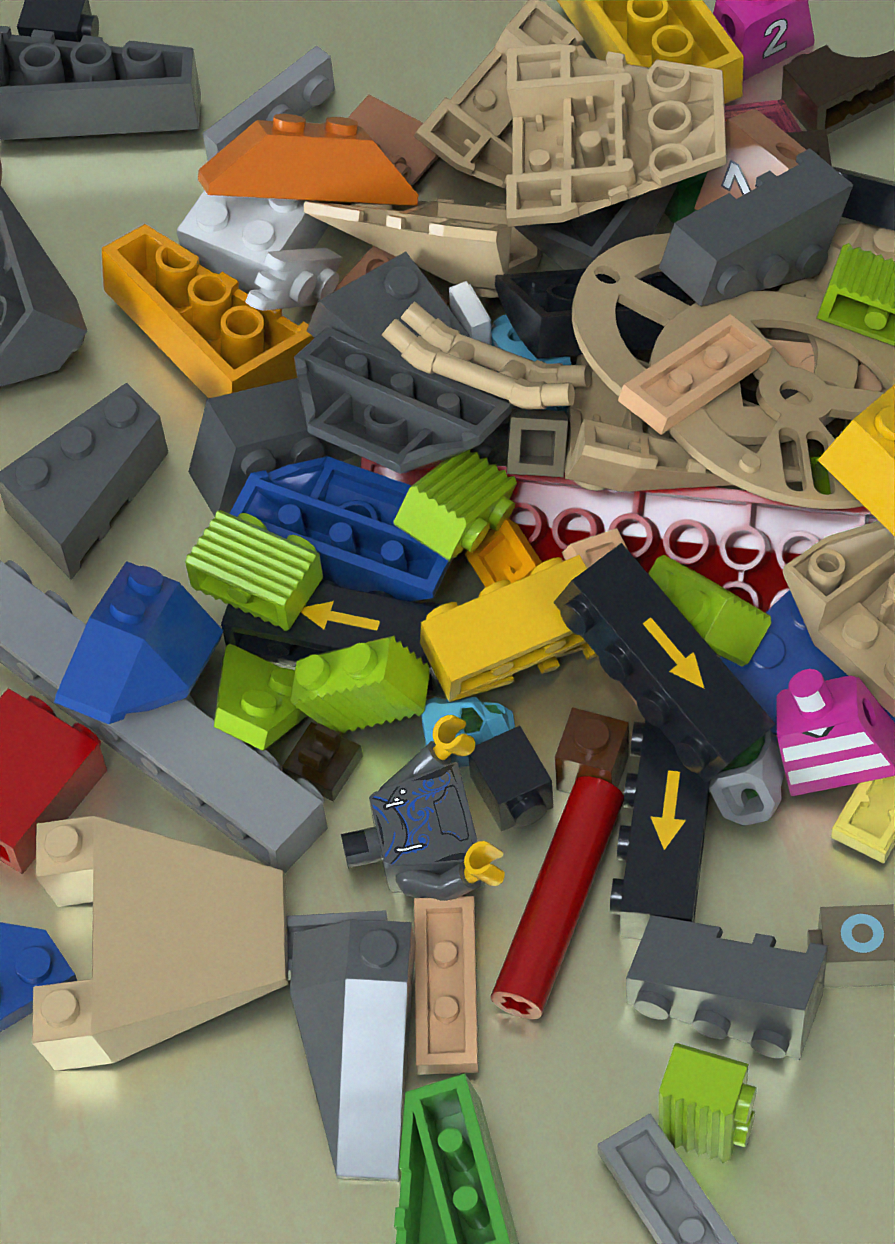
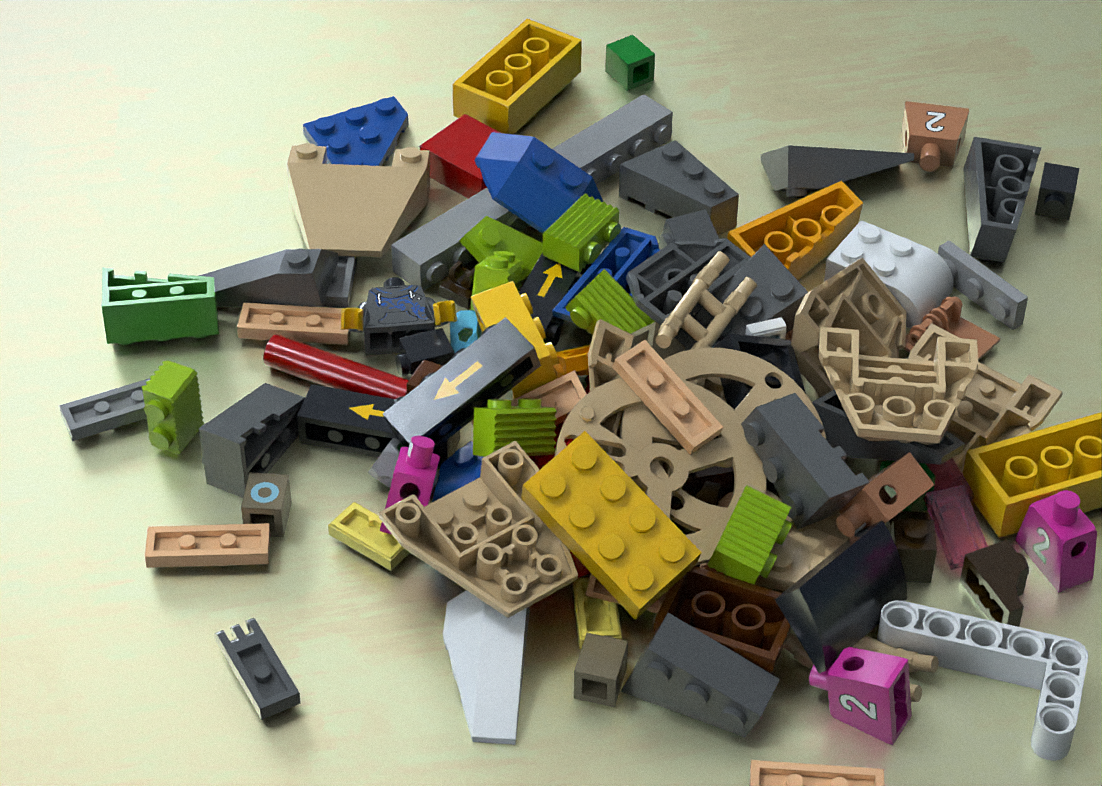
camera: 90 degrees right, 15 degrees down
(295, 278) = (804, 254): white hinge -> none
(306, 163) = (896, 268): orange wedge -> none

